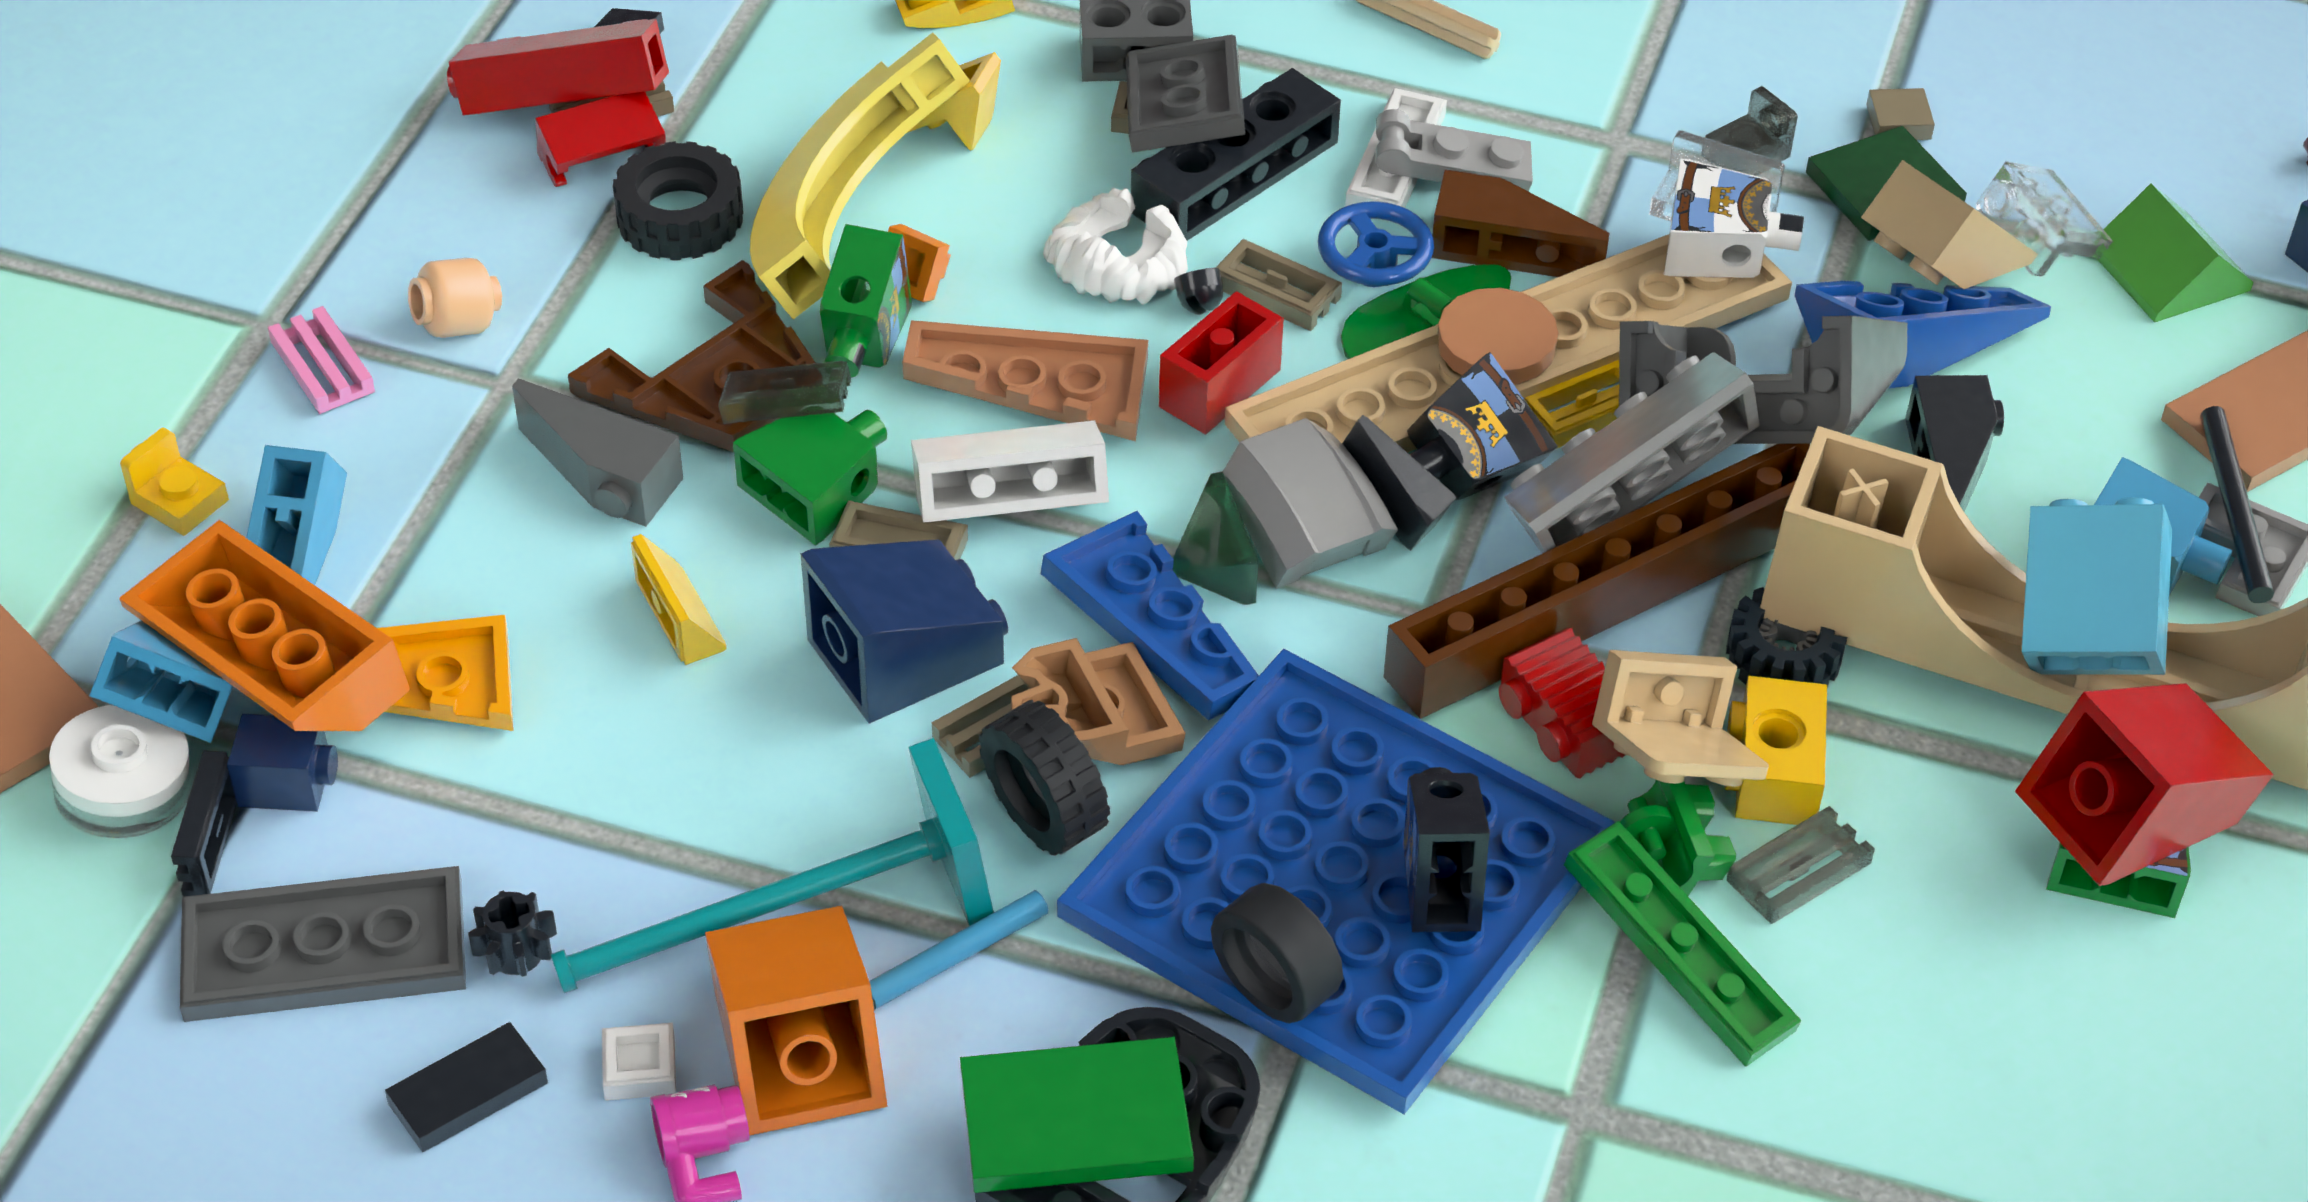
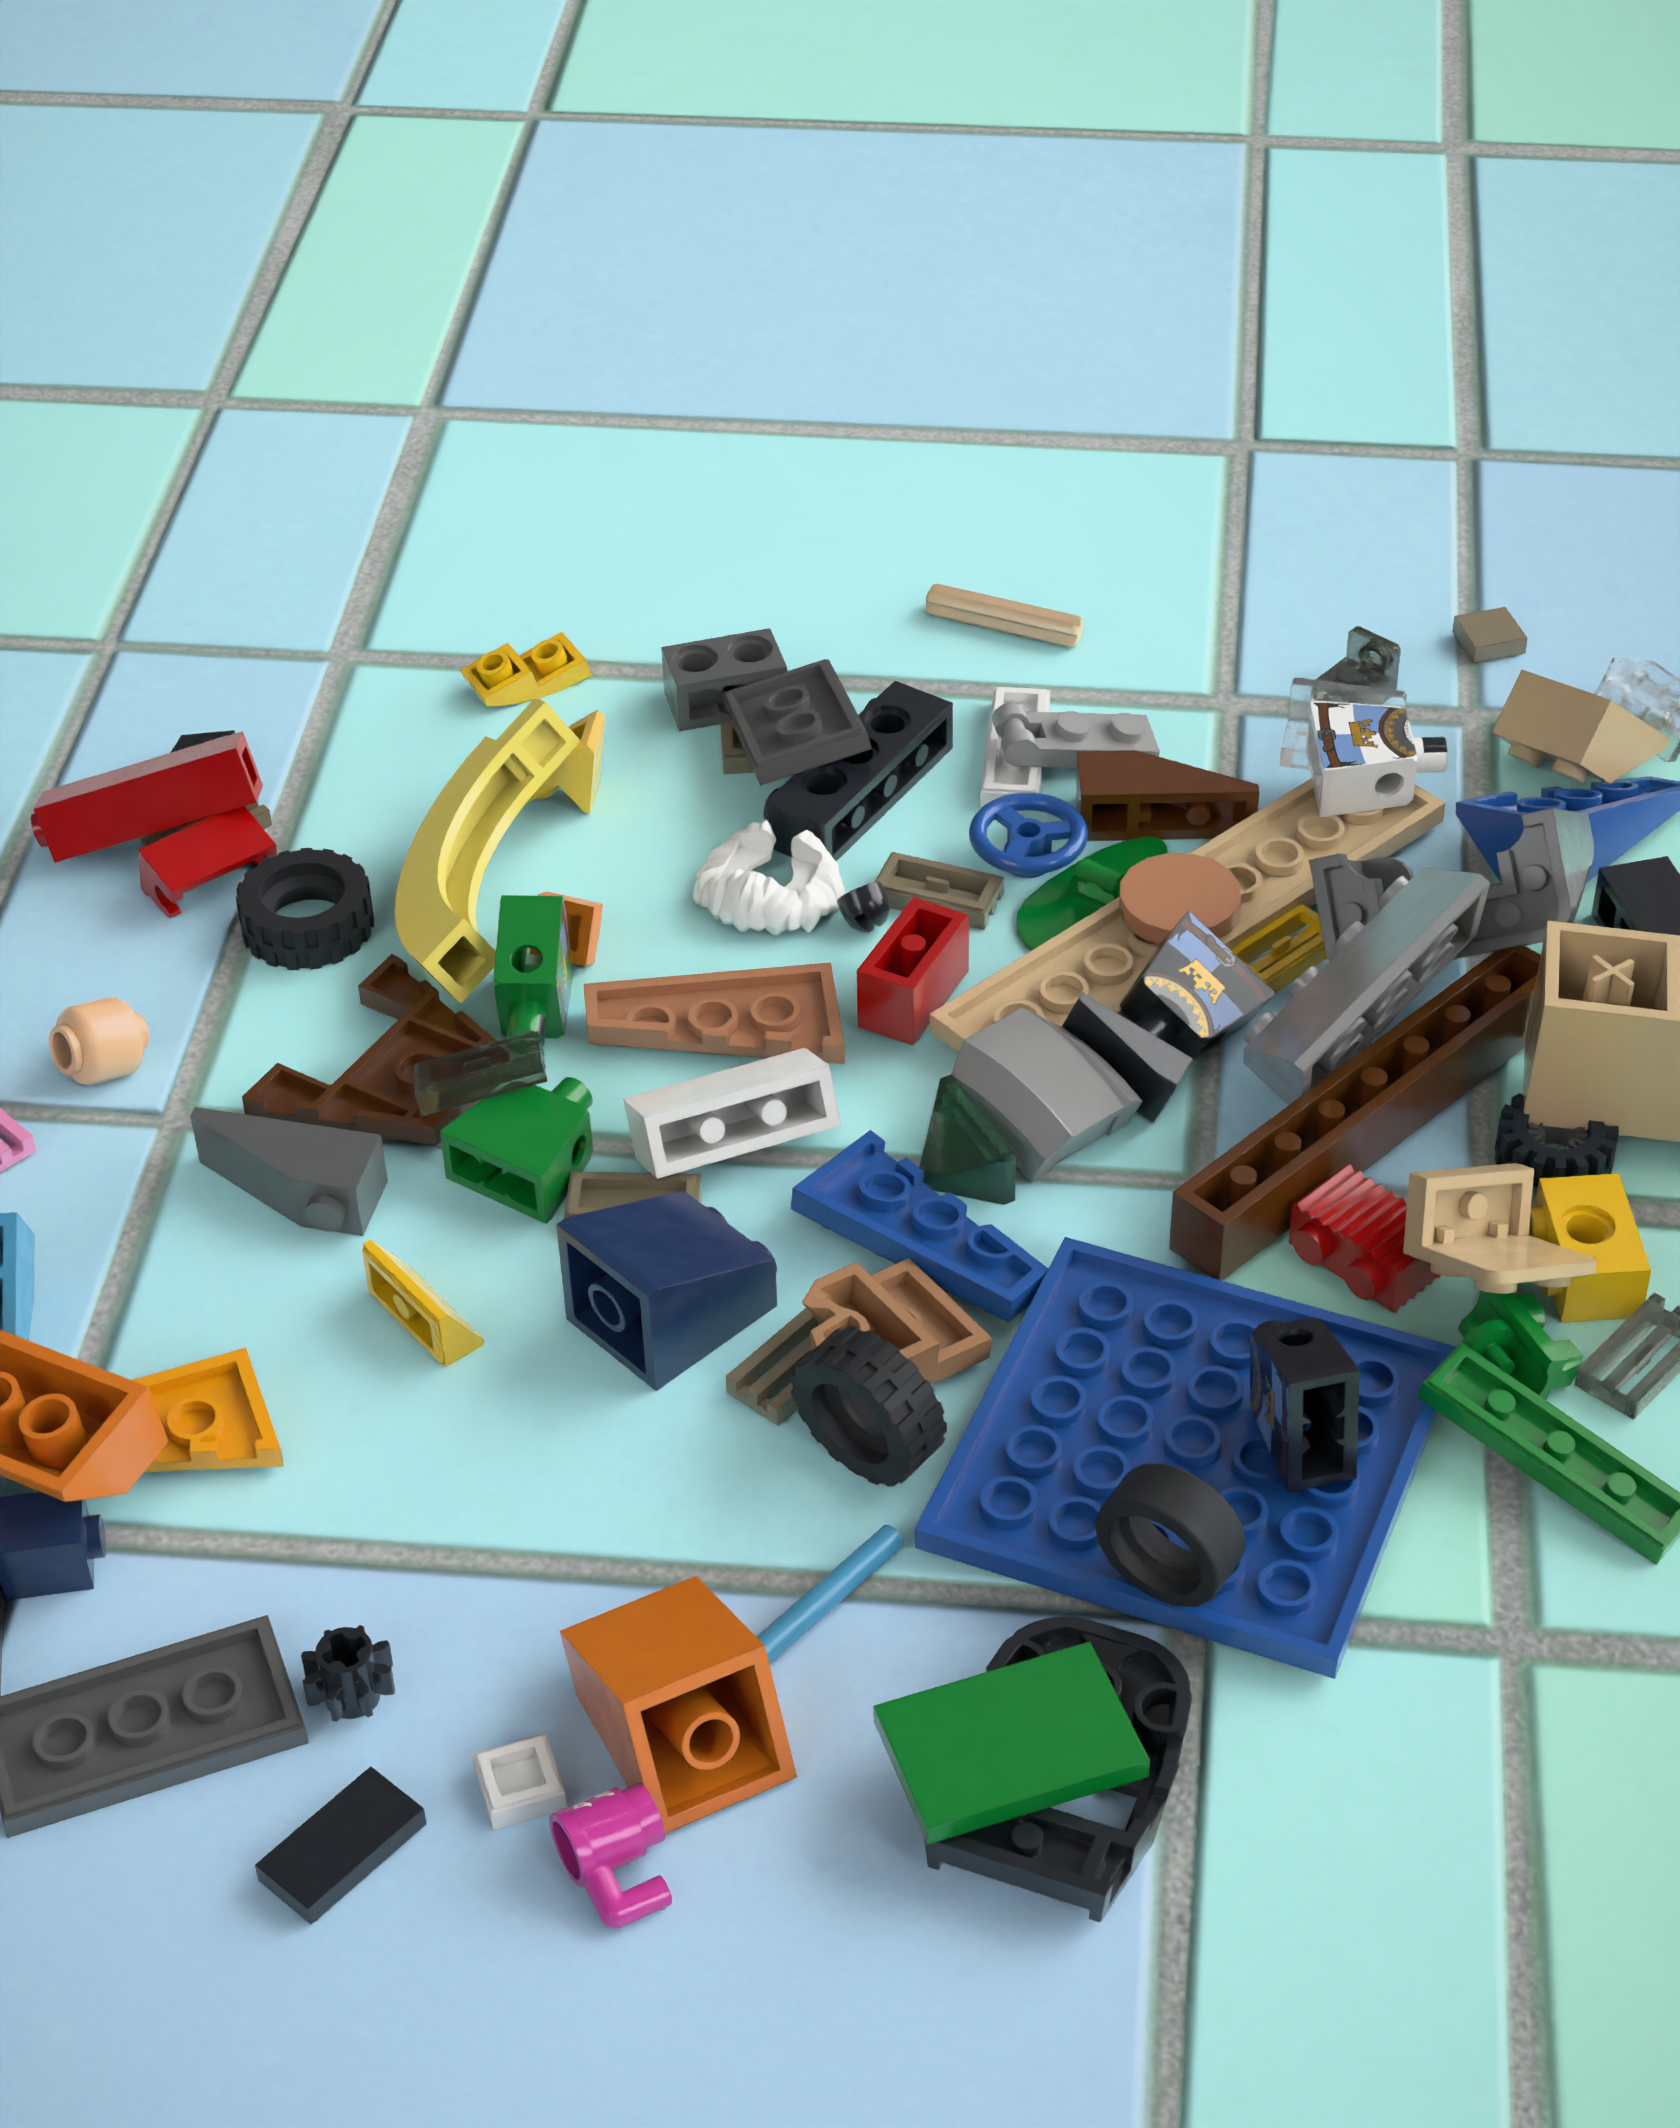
camera: 10 degrees left, 5 degrees down
(942, 836) = (782, 1480): teal tile -> none
(1860, 169) = (1475, 694): dark green tile -> none

